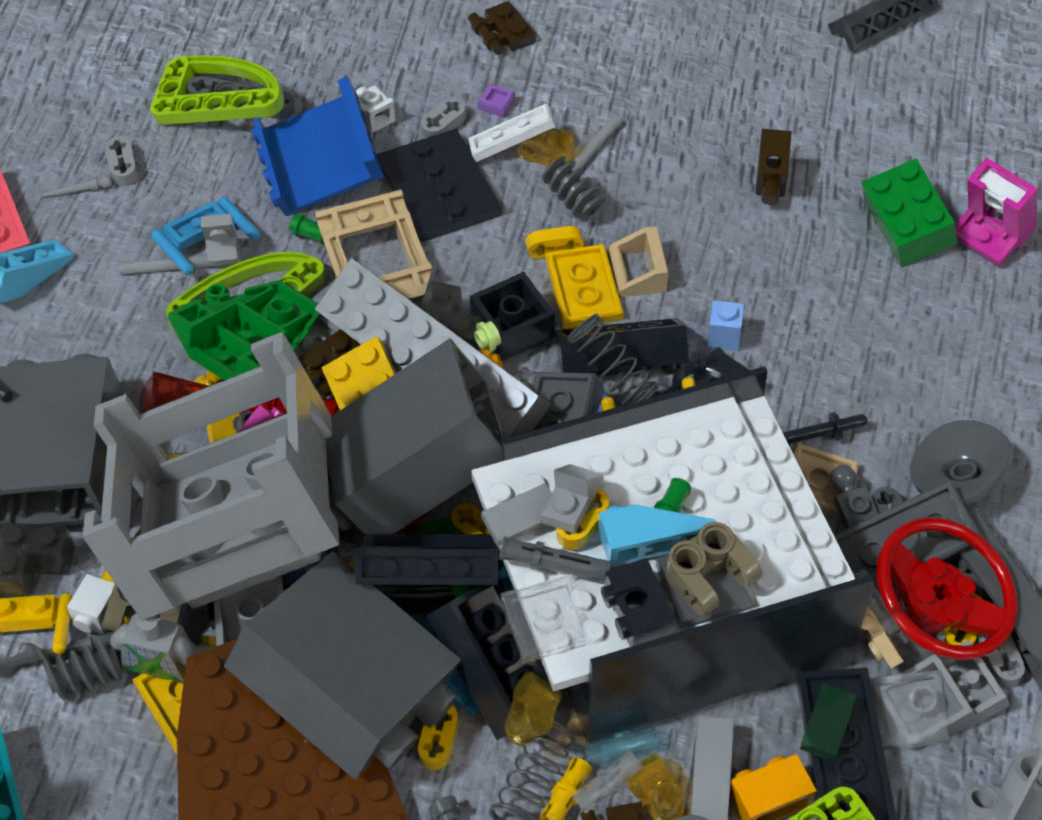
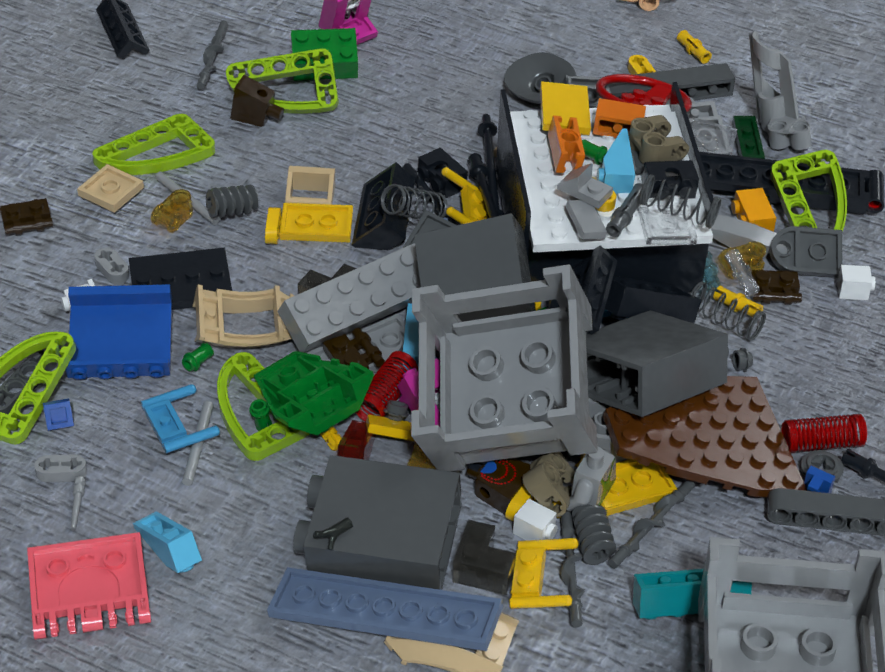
camera: 80 degrees left, 10 degrees down
(115, 739) = (644, 525): none -> dark grey piece
(193, 136) = (58, 414): none -> blue tile
(220, 237) = (196, 404): light grey slope -> none
(358, 371) = (390, 326): yellow plate -> none
(487, 336) = (363, 258): yellowish green plate -> none
(496, 100) = (104, 234): medium lavender tile -> none
(511, 132) = (156, 222): white tile -> none
(517, 312) = (339, 247): black brick -> none
(531, 709) = (698, 286): clear yellow piece -> none
(571, 653) = (648, 188): none -> dark grey piece
(572, 82) = (110, 188): none -> tan plate
(668, 448) = (565, 144): none -> orange piece
(713, 114) = (175, 127): none -> lime beam
(725, 325) = (386, 154): light blue brick -> none
(757, 518) = (615, 115): none -> orange brick
(764, 452) = (567, 102): none -> yellow tile
(828, 722) = (722, 170): clear green tile -> none
(856, 208) = (290, 69): none -> lime beam
(869, 105) = (210, 53): none -> dark grey piece
(953, 768) = (748, 137): none -> dark green plate

